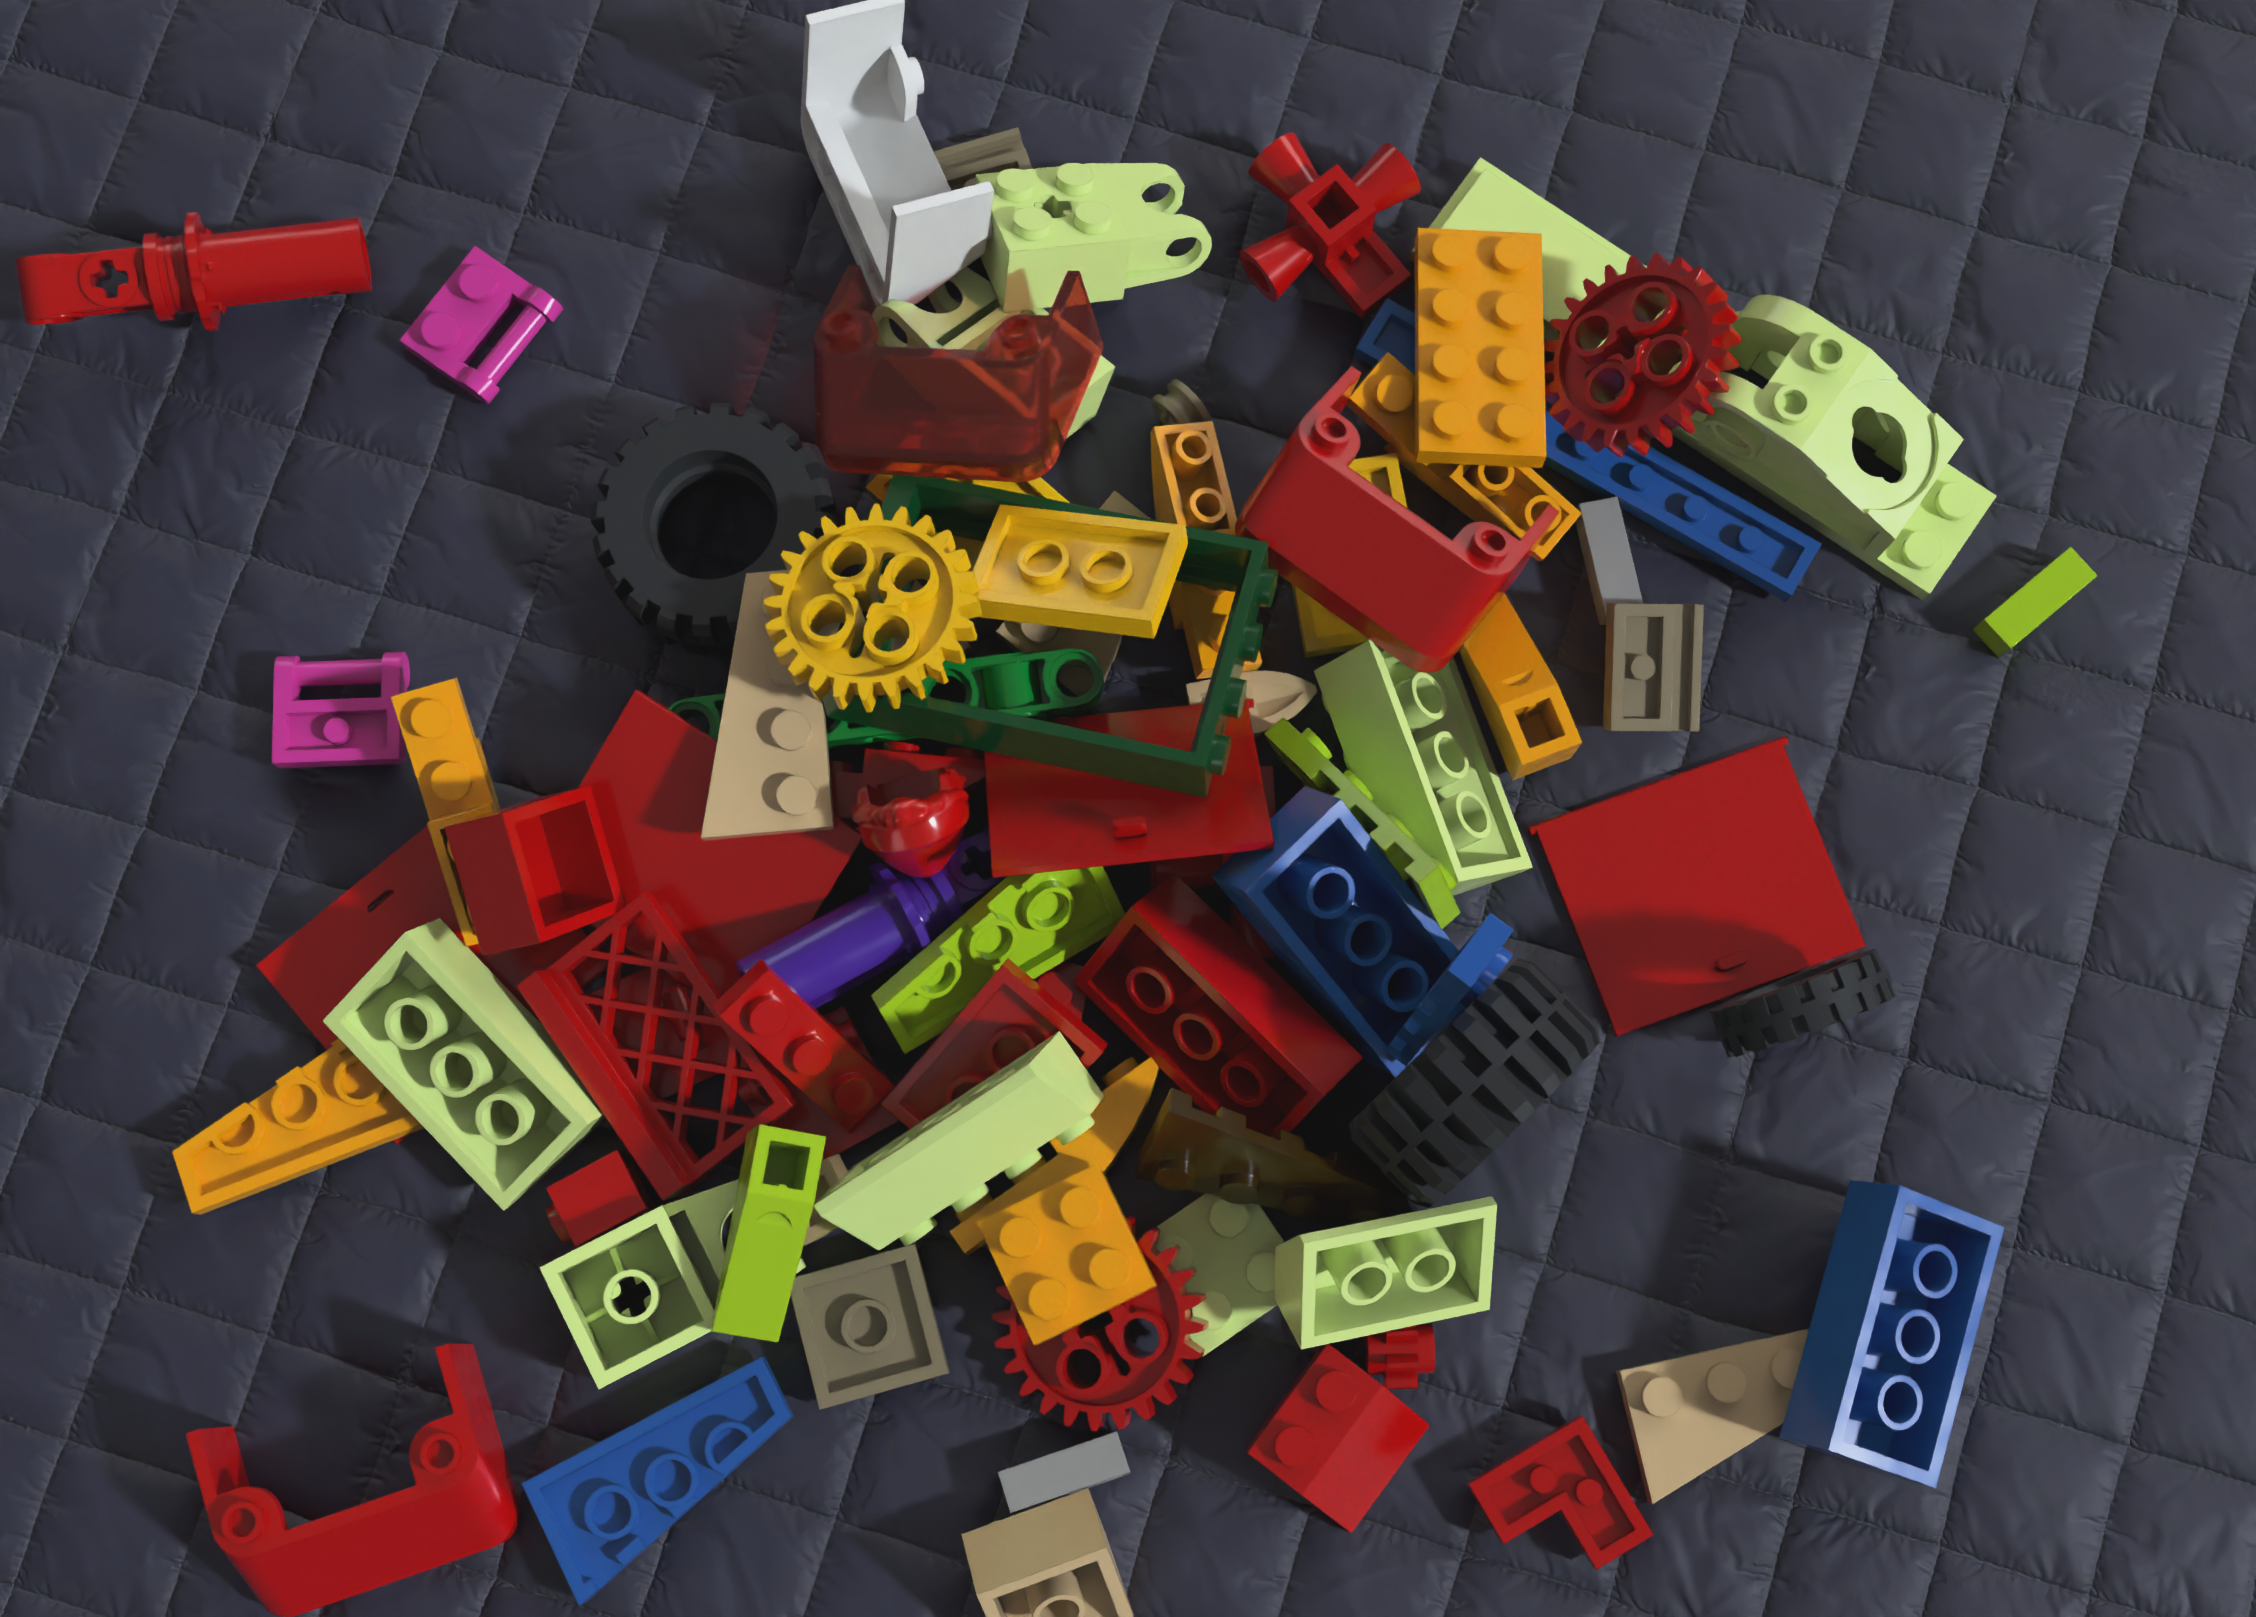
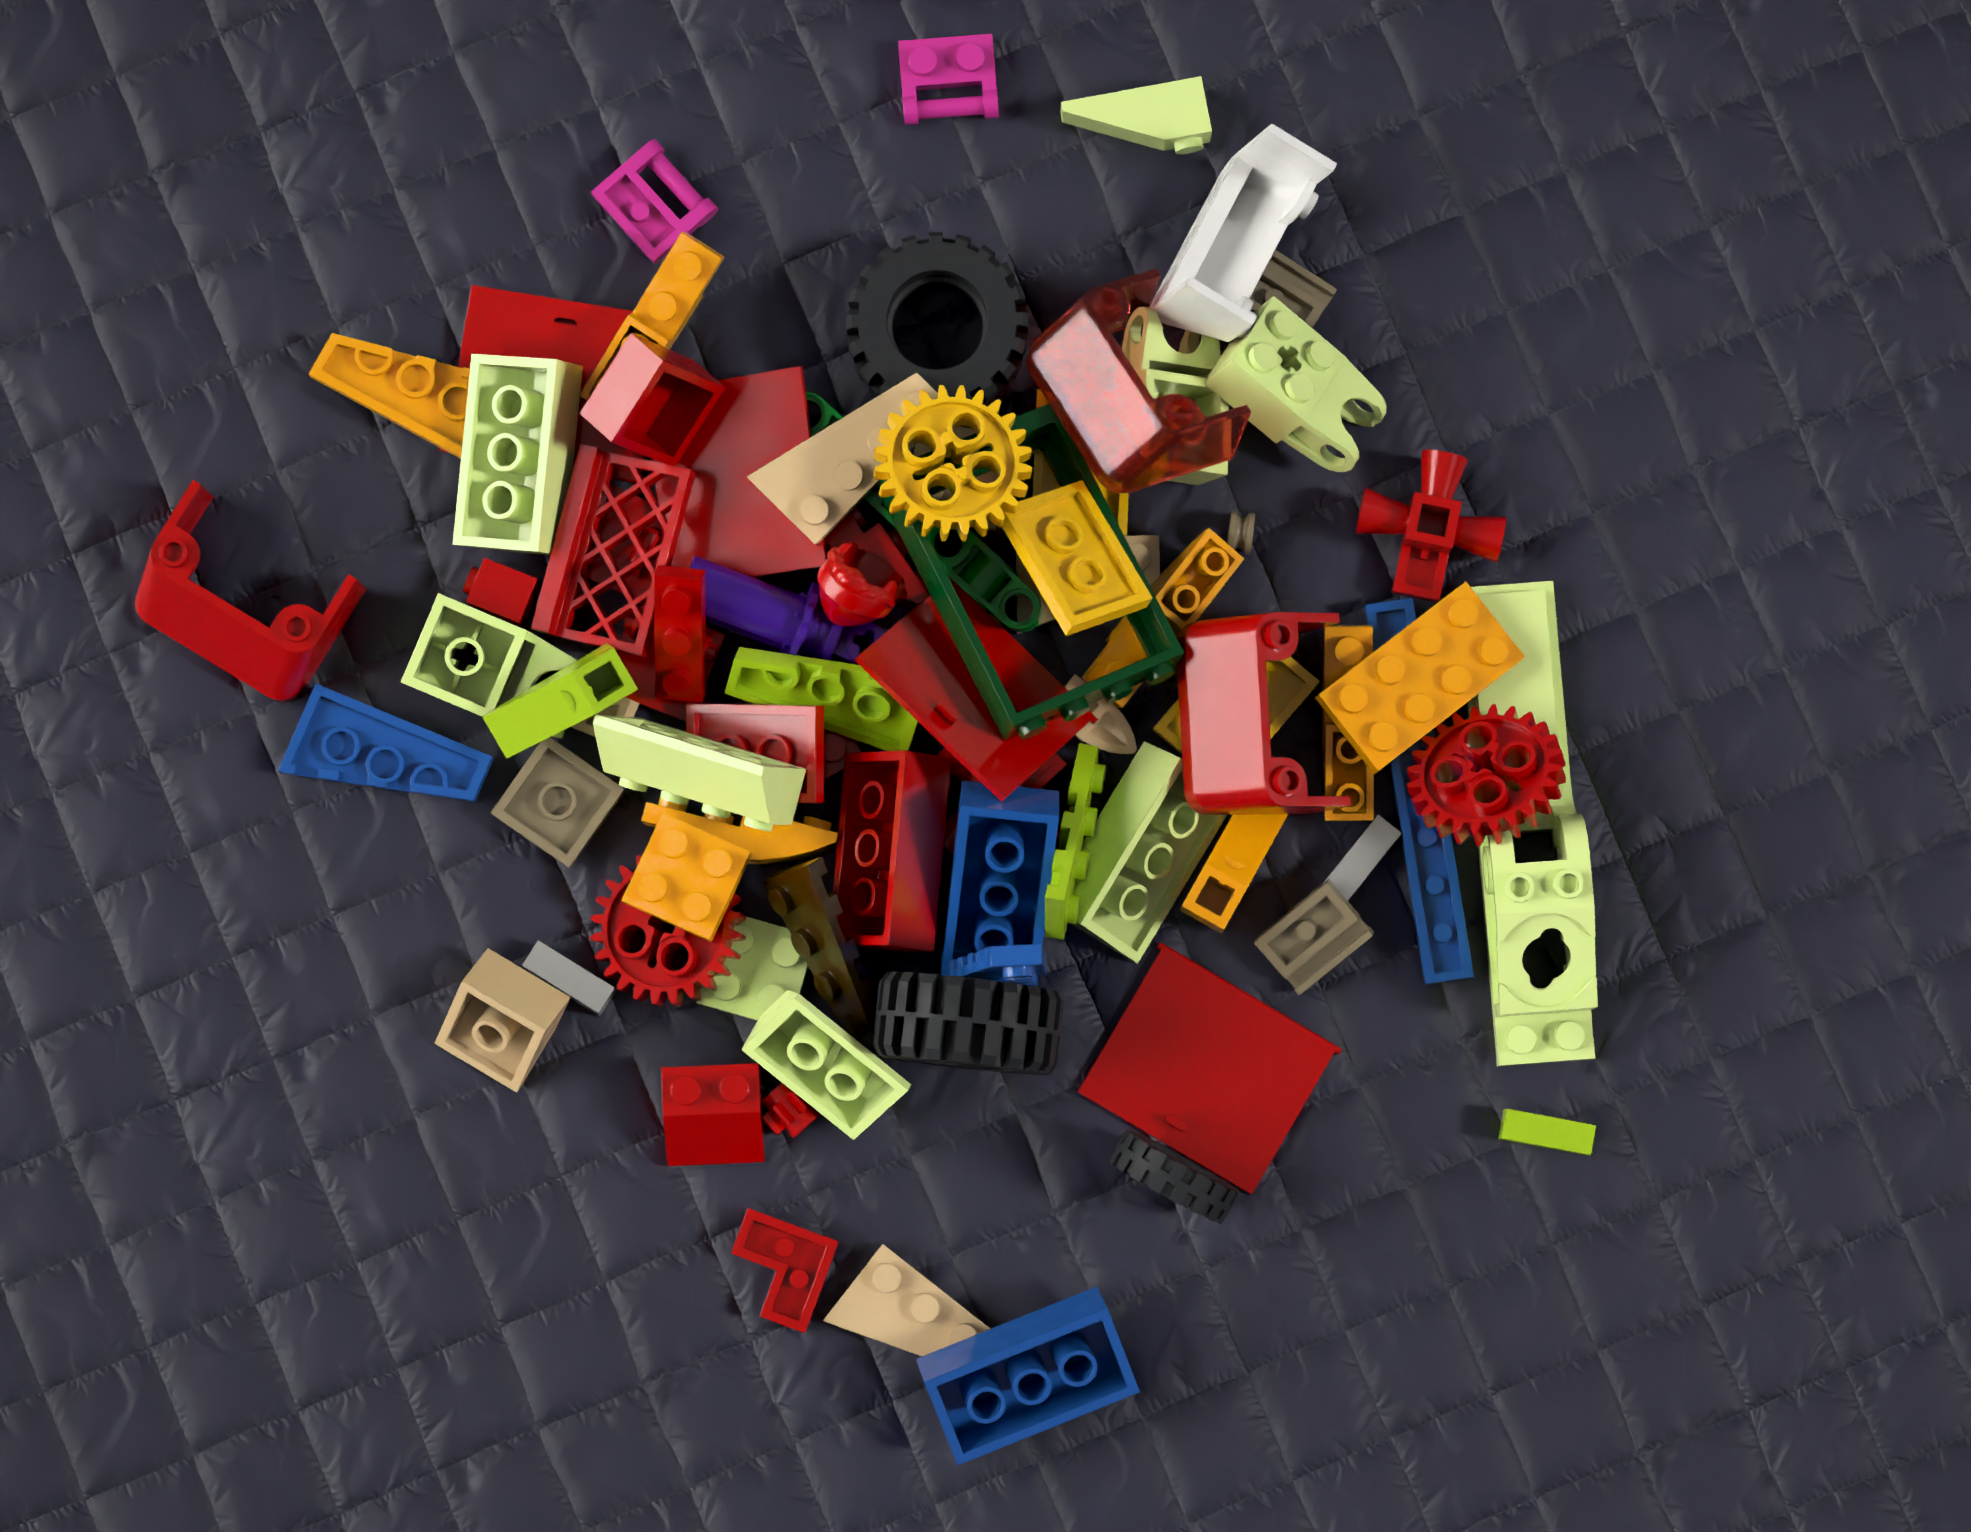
camera: 50 degrees right, 5 degrees up
(689, 164) = (1153, 115): none -> yellowish green slope

